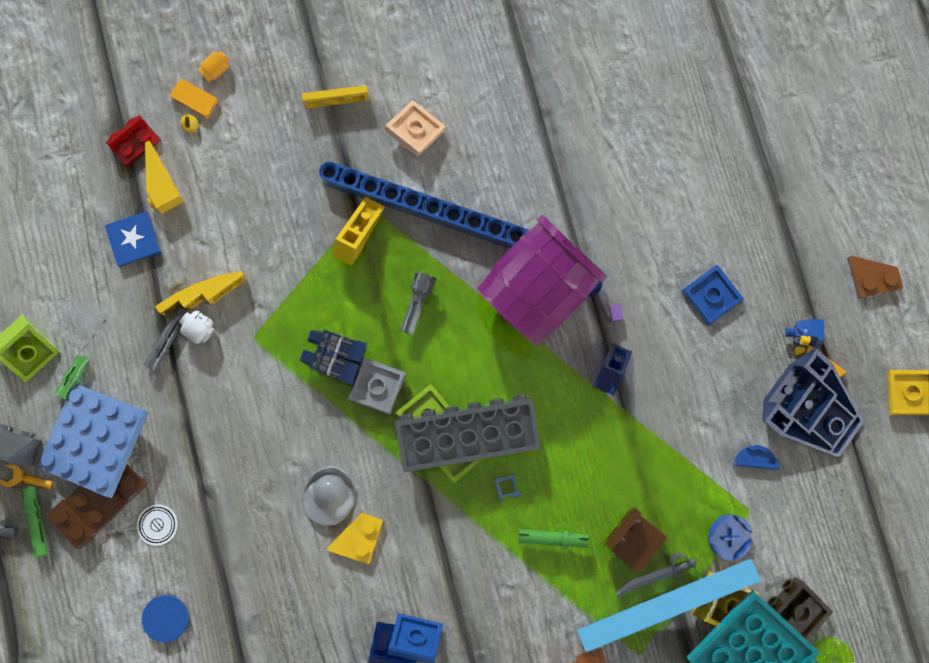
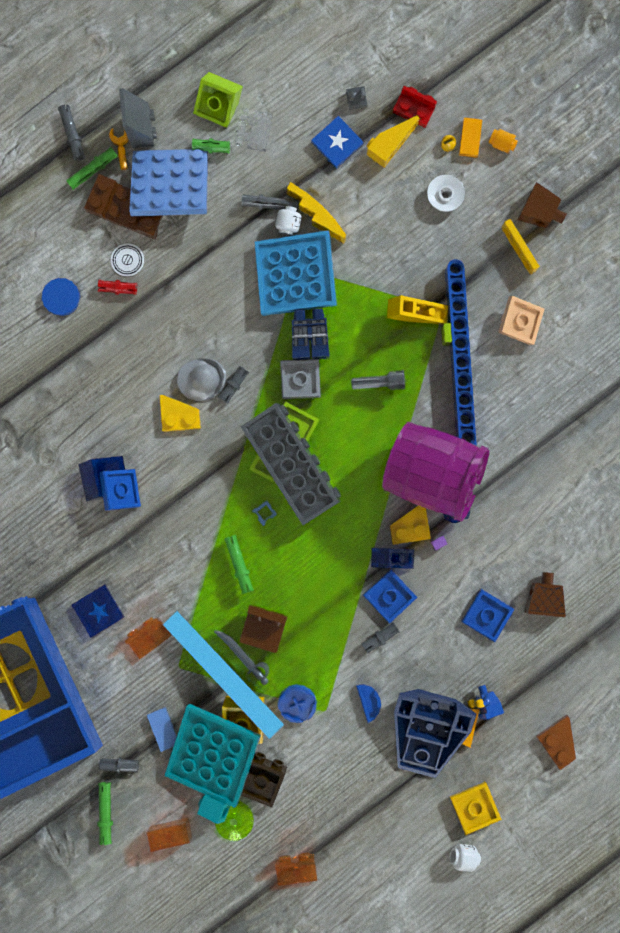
camera: 70 degrees right, 5 degrees up
(94, 198) = (356, 98): none -> dark grey tile
(183, 548) = (117, 287): none -> red pin
(237, 140) = (449, 185): none -> white dish
(258, 343) = (295, 273): none -> dark azure plate
(303, 57) = (541, 208): none -> reddish brown torso
(351, 462) = (233, 384): none -> dark grey pin
(395, 211) = (446, 334): none -> lime tile
(587, 336) = (411, 527): none -> yellow wing
(652, 389) = (390, 596): none -> blue tile
(693, 417) = (380, 637): none -> dark grey pin
(718, 226) = (546, 598): none -> reddish brown torso
(908, 613) = (295, 869): none -> clear orange bracket

